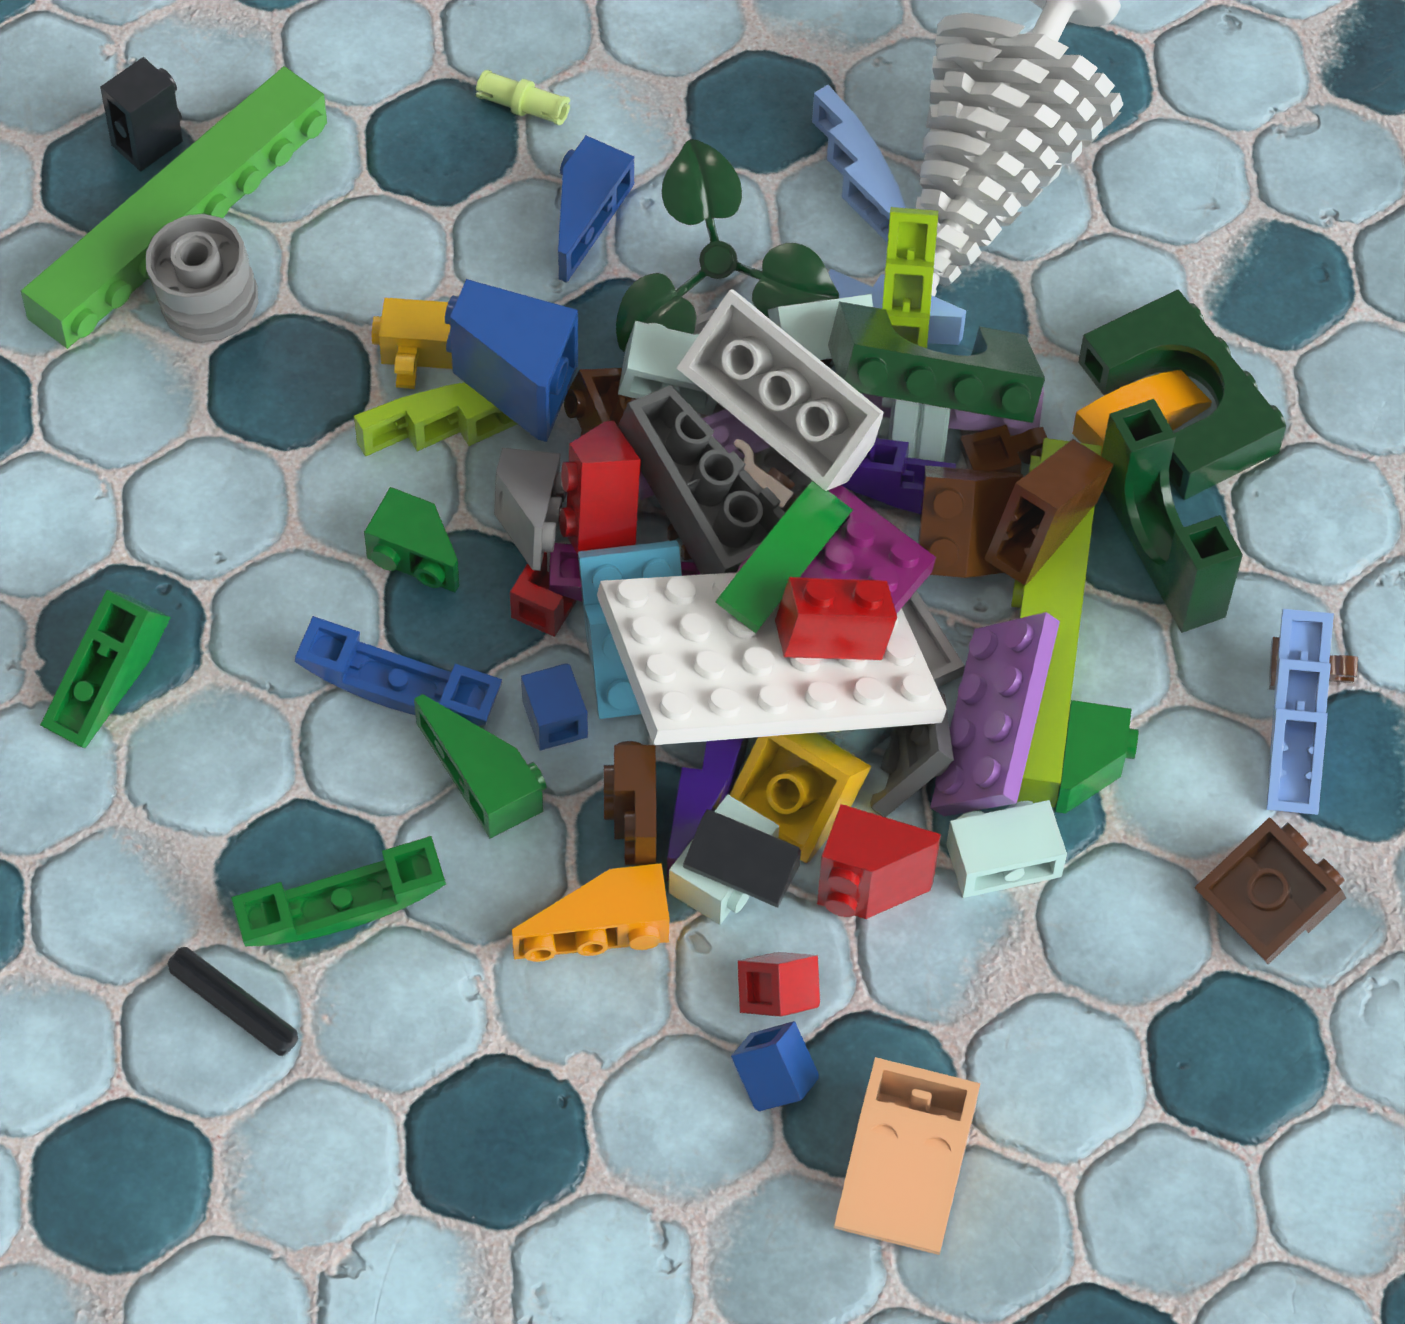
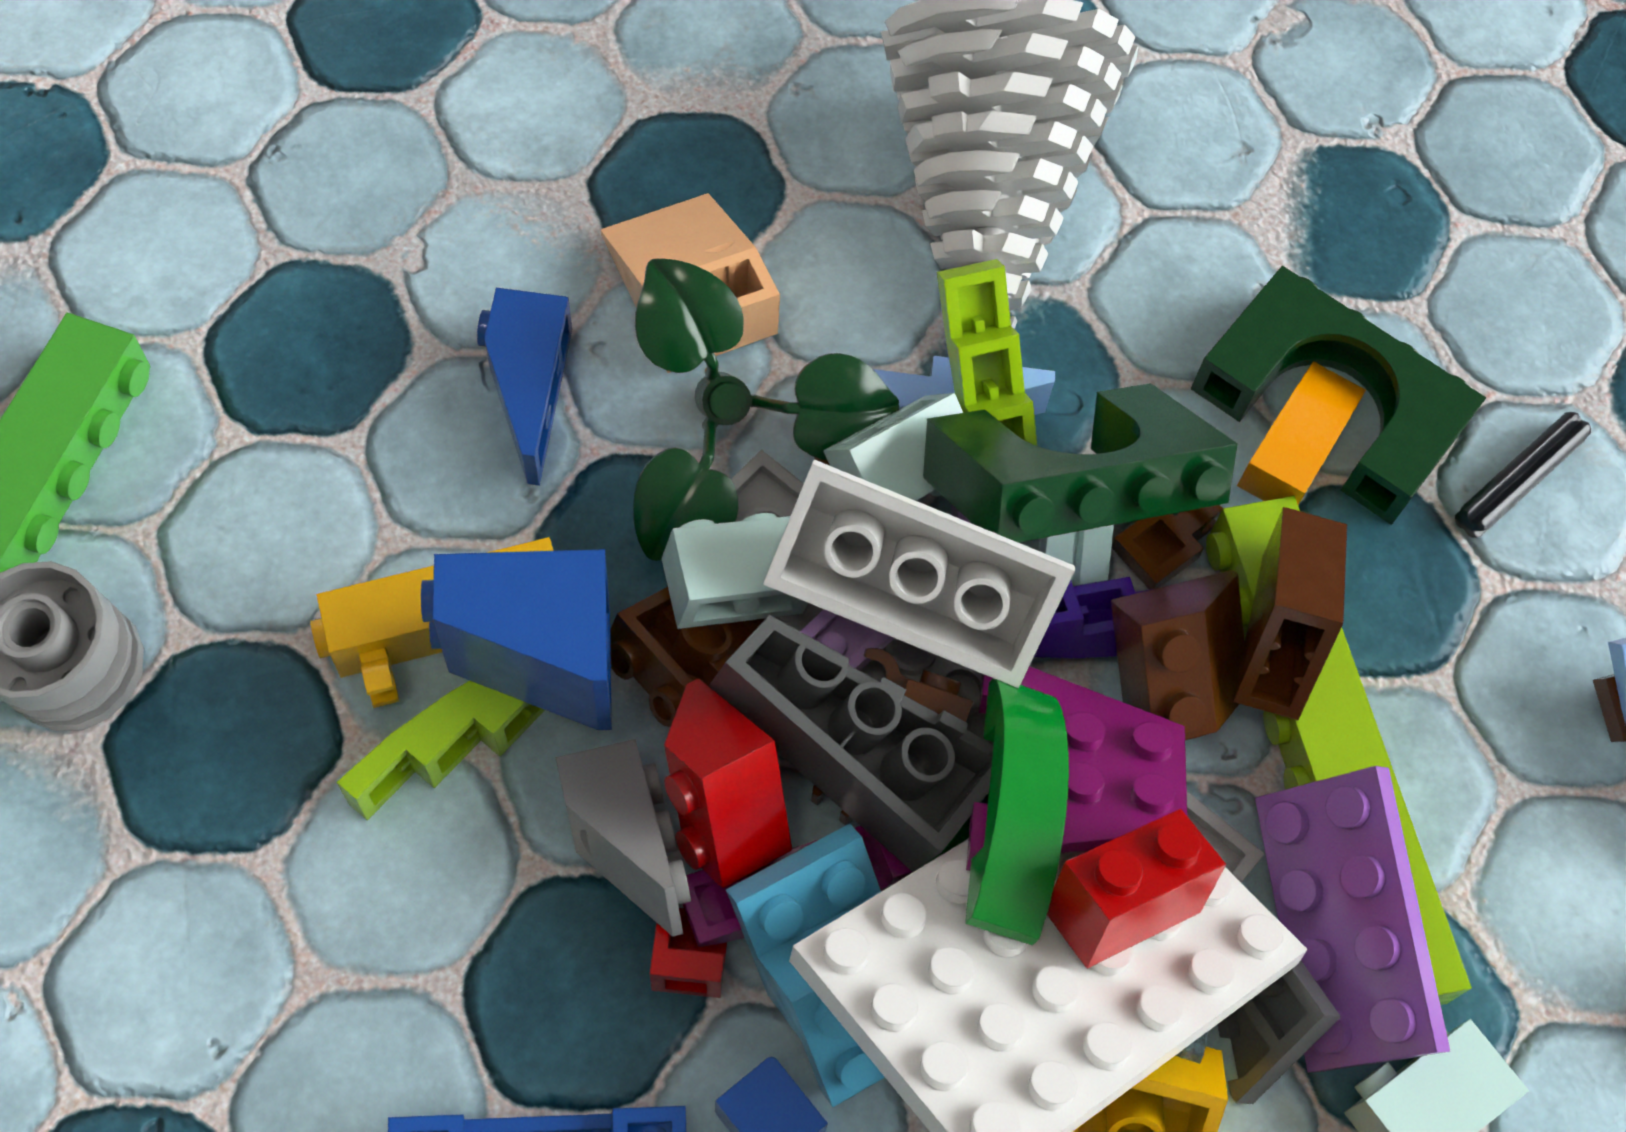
camera: 25 degrees left, 5 degrees up
(412, 539) = (480, 929): green slope -> none
(522, 97) = (392, 259): yellowish green pin -> none
(755, 155) = (708, 238): none -> light nougat slope
(852, 151) = (858, 237): light blue slope -> none
(1094, 751) = (1484, 911): green slope -> none
(1188, 564) = (1463, 632): dark green arch -> none
(1301, 494) = (1522, 474): none -> black axle

